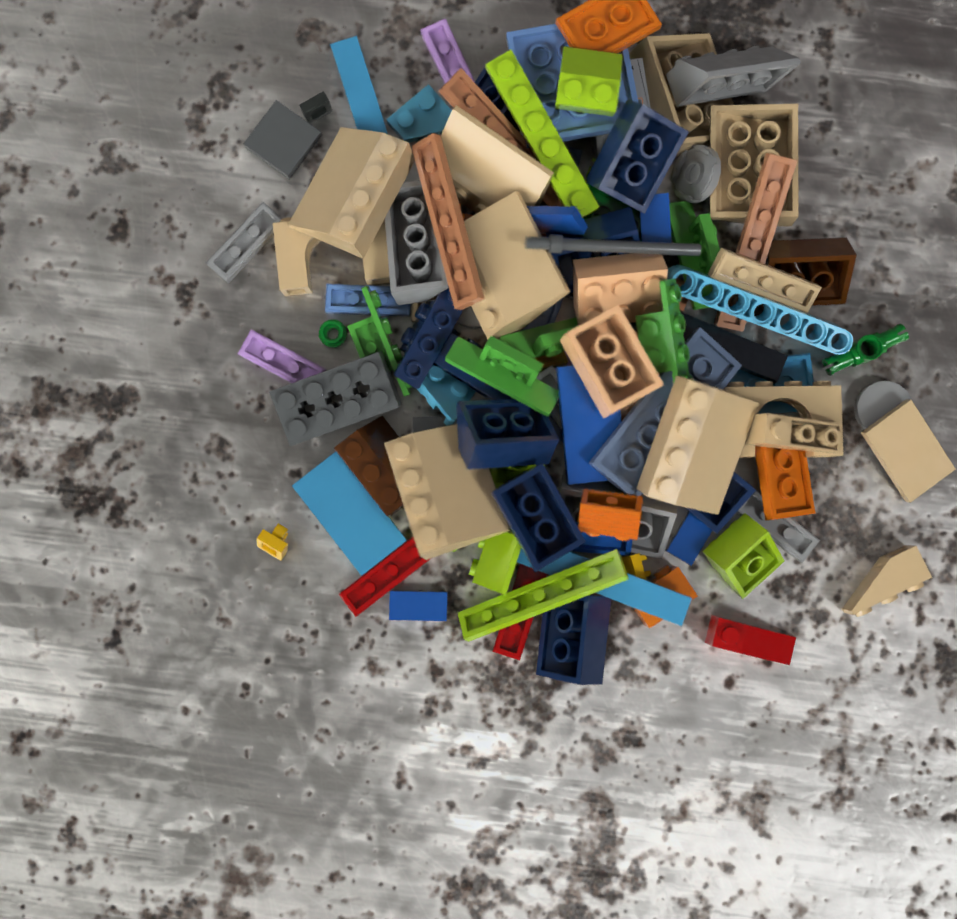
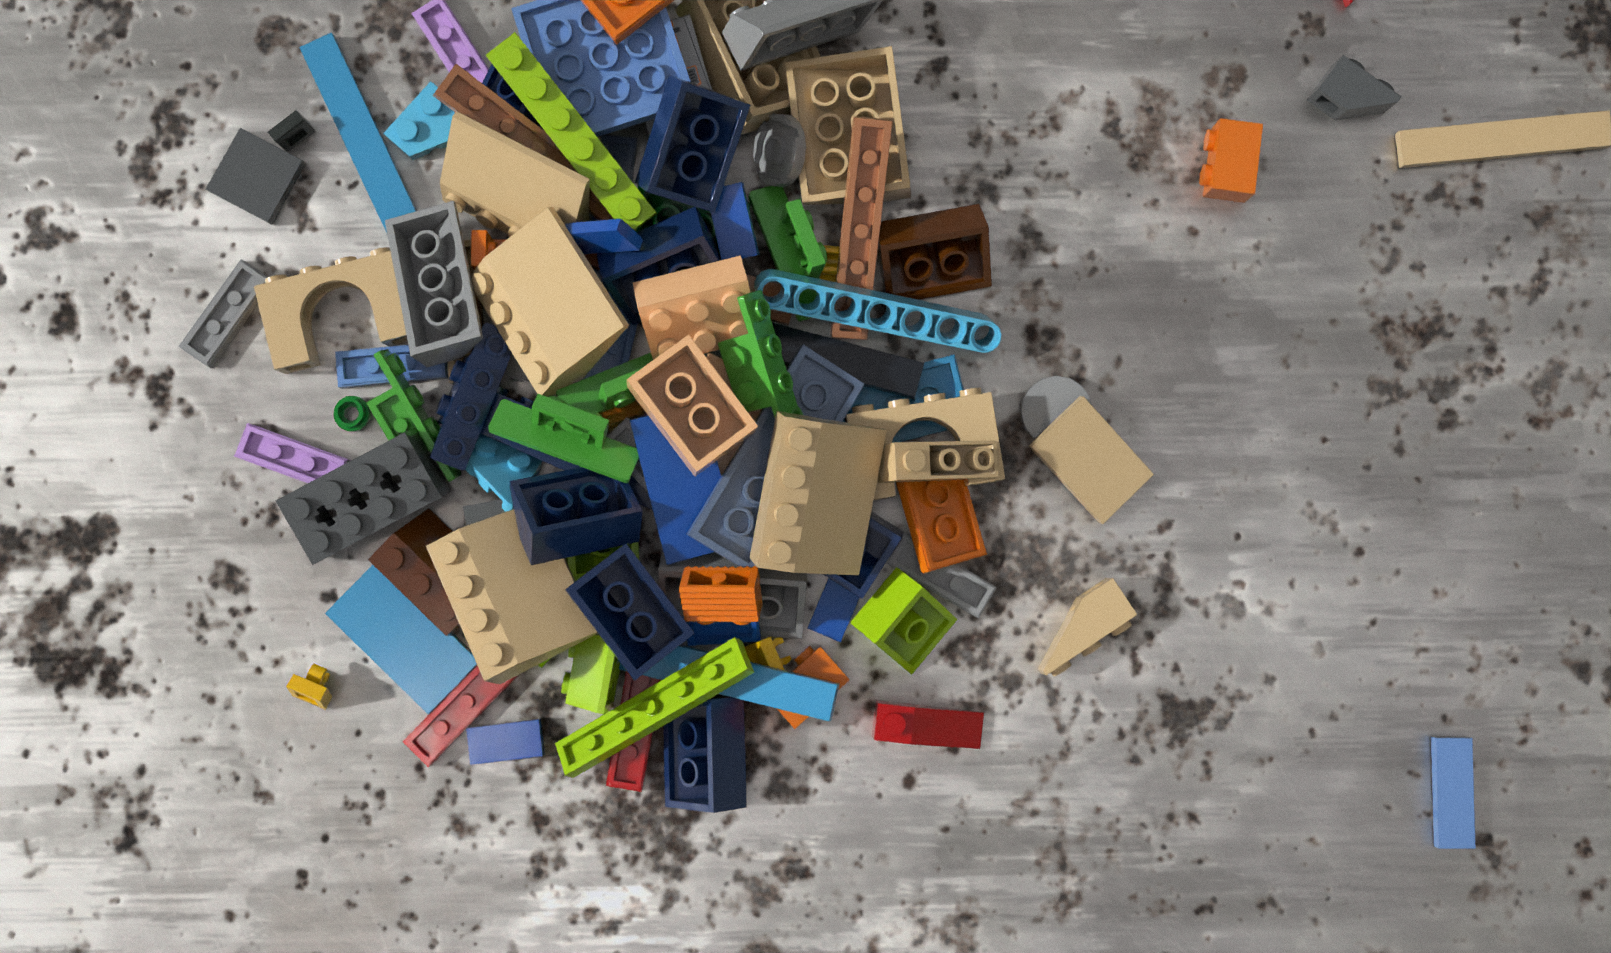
camera: 15 degrees left, 0 degrees up
(354, 189) = (349, 231): tan slope -> none
(447, 222) = (468, 257): nougat plate -> none
(557, 243) = (604, 268): dark grey bar -> none
(589, 81) = (617, 58): lime slope -> none
(764, 280) = (879, 273): tan tile -> none
(877, 346) = (1037, 332): green pin -> none

